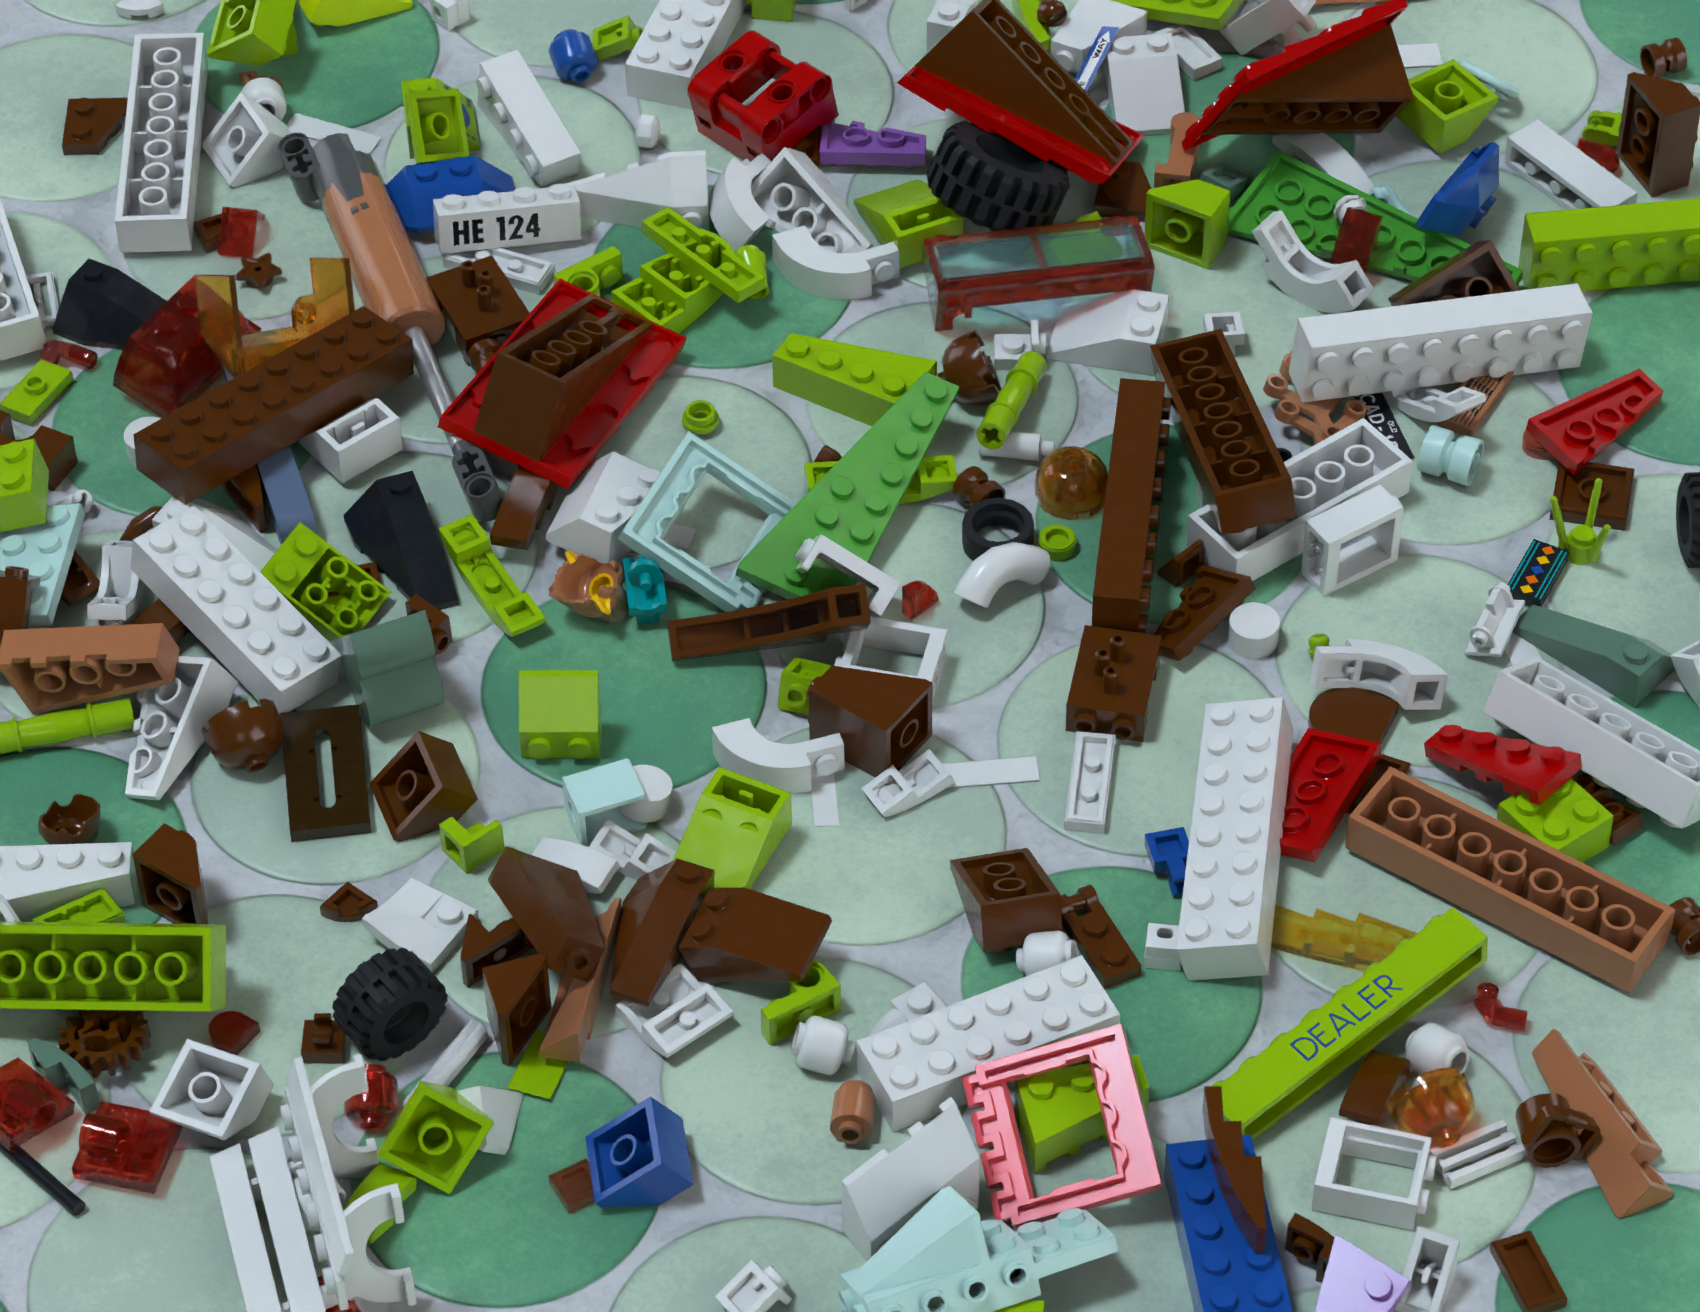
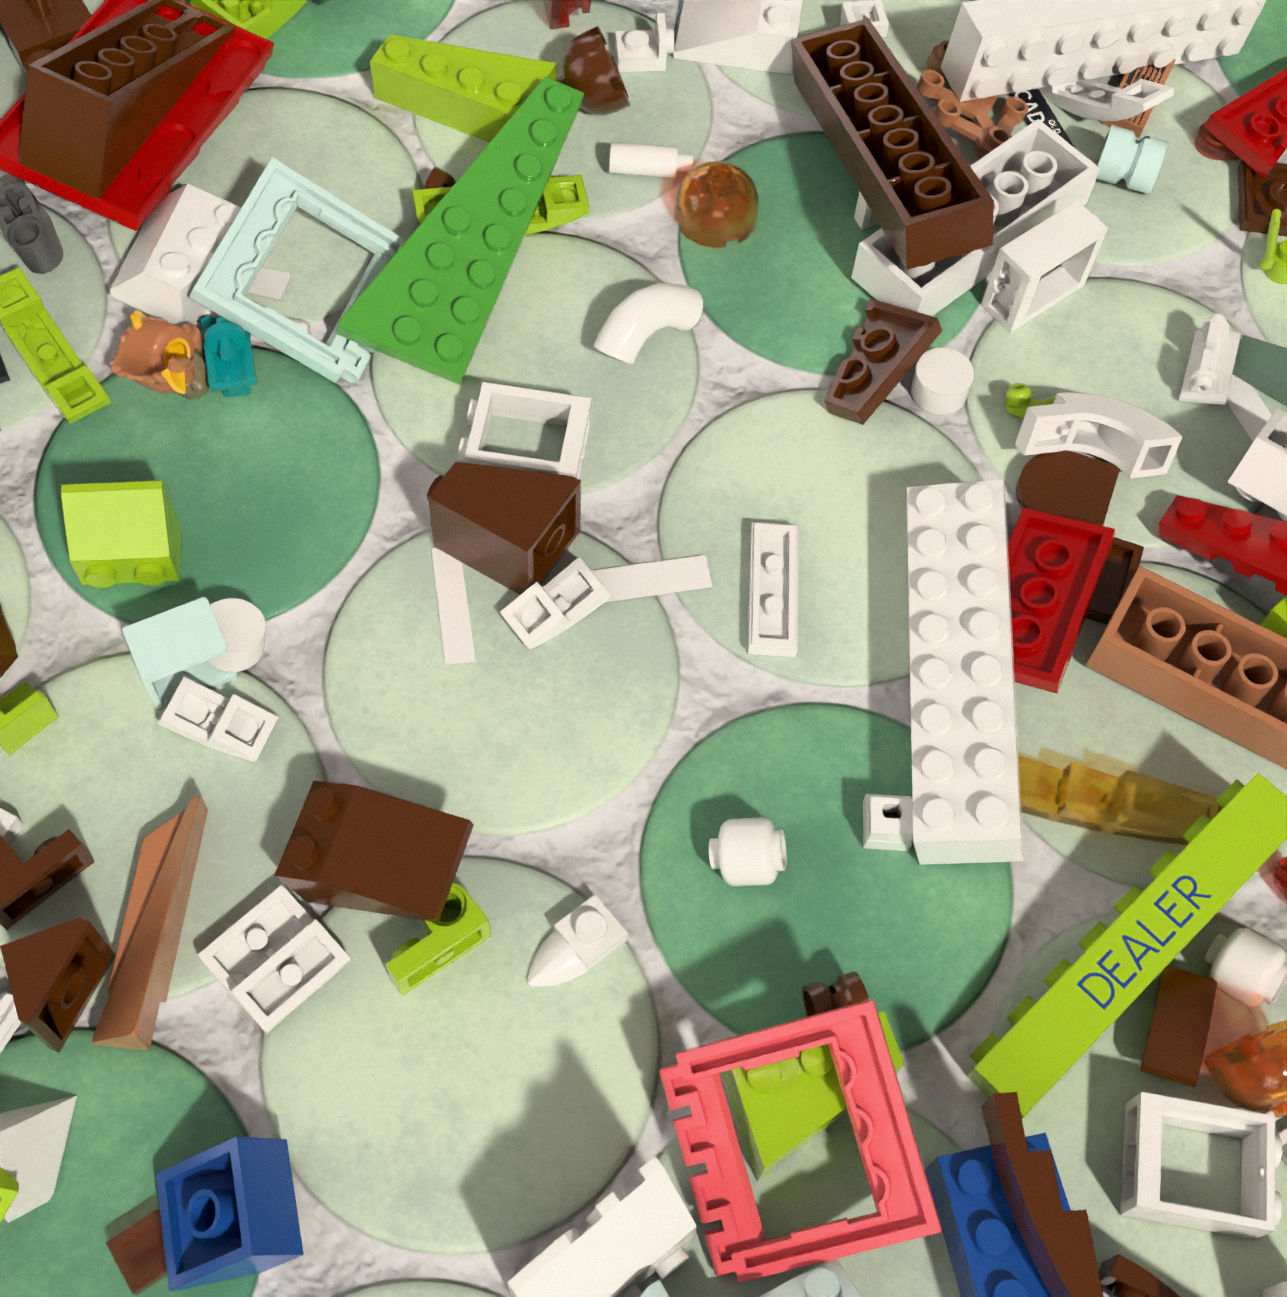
camera: 10 degrees left, 15 degrees up
(522, 509) = (82, 259): reddish brown slope -> none
(537, 1074) = (93, 1070): lime sticker -> none
(550, 910) = (104, 834): reddish brown slope -> none
(593, 866) = (142, 741): white slope -> none
(653, 926) = (242, 840): reddish brown wedge -> none
(700, 417) = (292, 137): lime plate -> none
(736, 828) = (339, 697): lime slope -> none
(771, 625) = (379, 399): reddish brown arch -> none
(781, 765) = (390, 587): white arch -> none
(795, 684) = (418, 468): lime bracket -> none
(822, 1045) = (469, 1006): white head -> none
(853, 1112) = (514, 1110): nougat brick -> none
(880, 583) = (511, 350): white panel -> none
(917, 598) = (552, 354): clear red tile -> none
(927, 1057) = (682, 990): white brick -> none
(974, 486) = (613, 218): reddish brown wheel -> none
(995, 512) = (631, 243): black tyre -> none
(1003, 414) = (635, 124): lime piece -> none
(1006, 898) = (690, 764): reddish brown slope -> none
(1058, 542) = (706, 275): lime tile -> none
(1098, 938) = (804, 811): reddish brown plate -> none
(1113, 682) = (790, 458): reddish brown piece -> none
(1130, 507) = (790, 248): reddish brown brick -> none
(1169, 854) = (883, 688): blue plate -> none
(1183, 565) = (851, 299): reddish brown slope -> none
(1537, 573) = (1244, 295): black tile -> none

